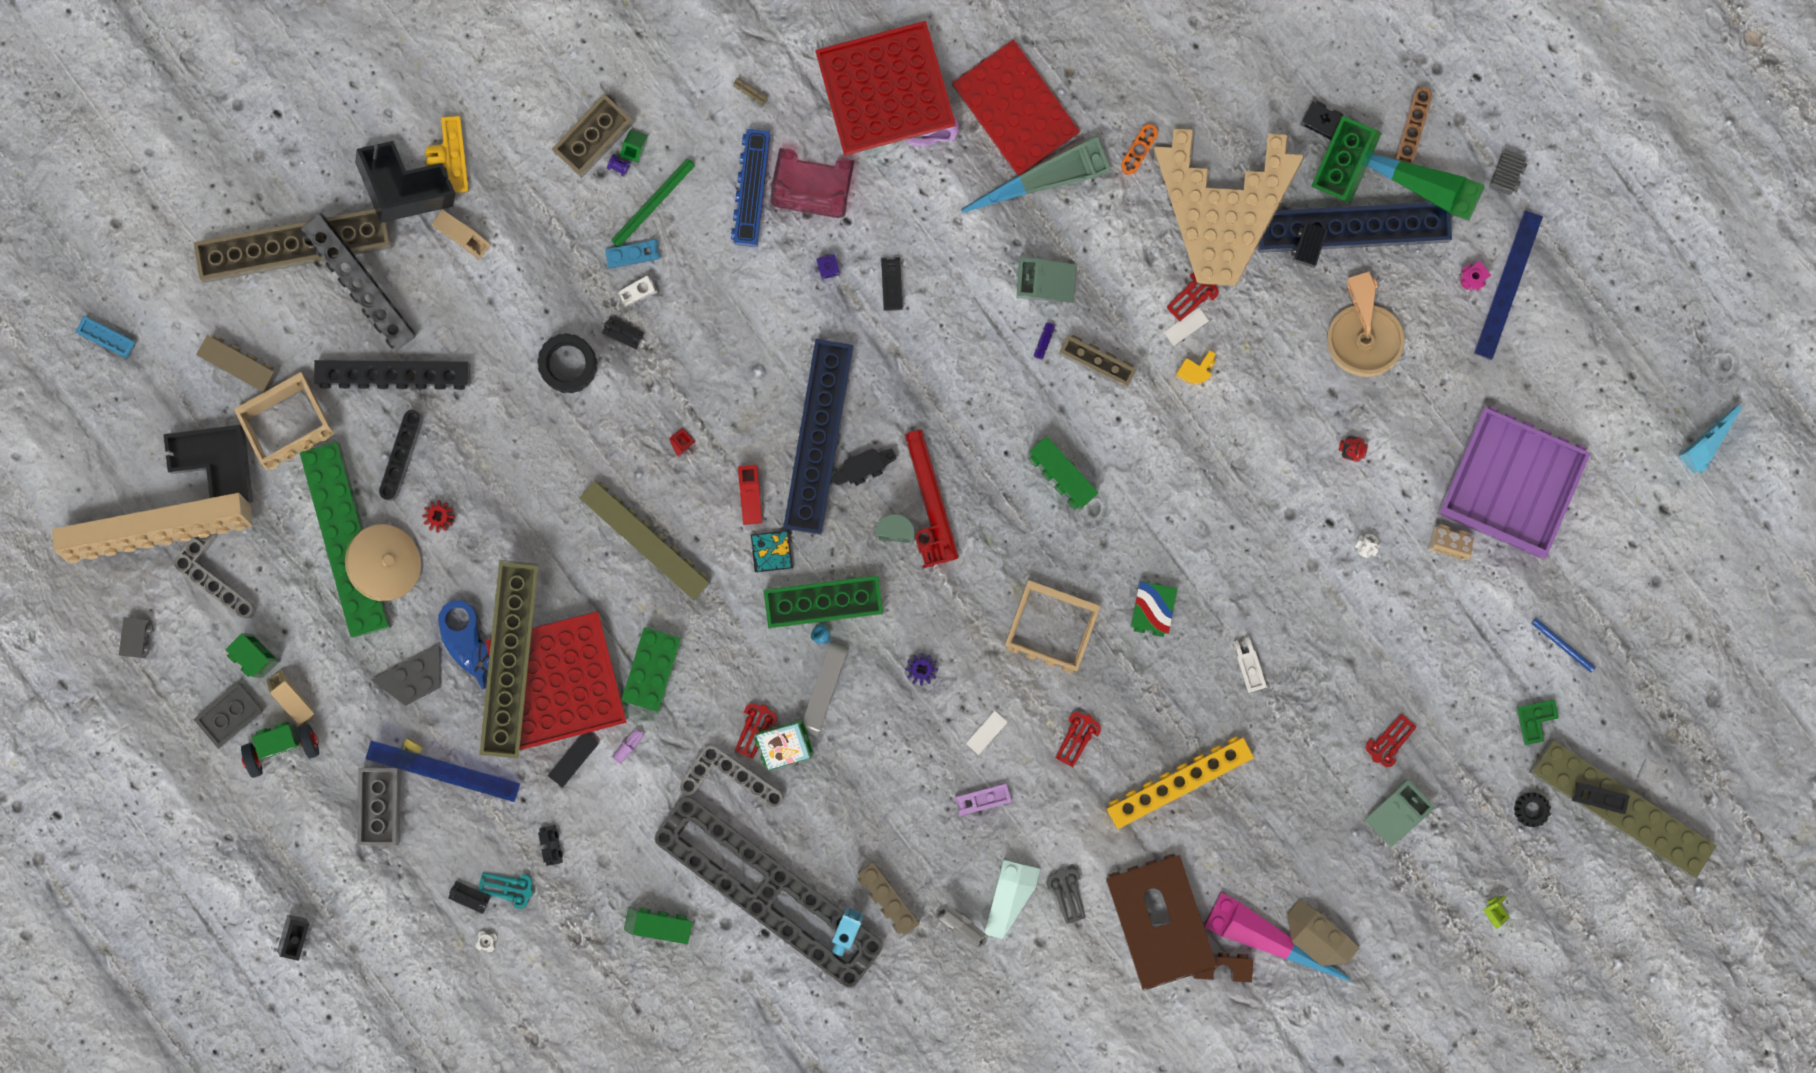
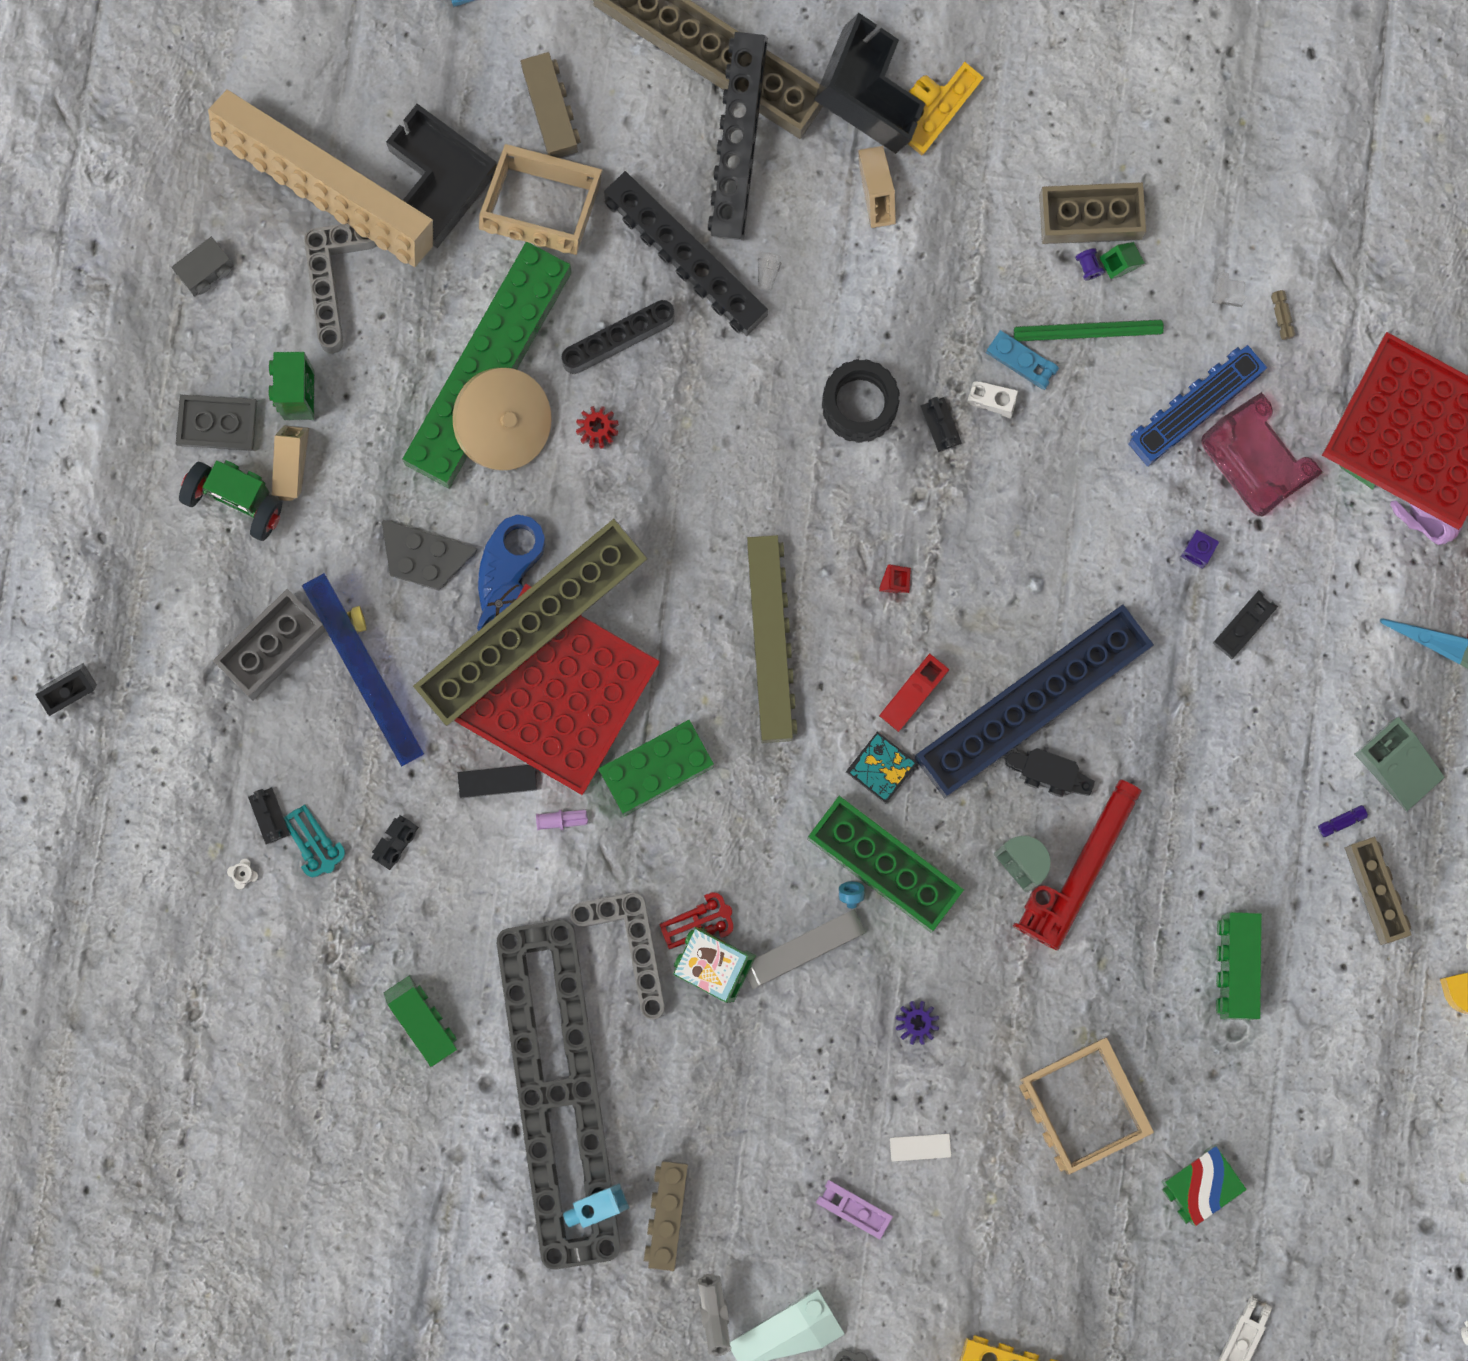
camera: 45 degrees right, 5 degrees down
(1087, 719) = (1032, 1232): red piece -> none

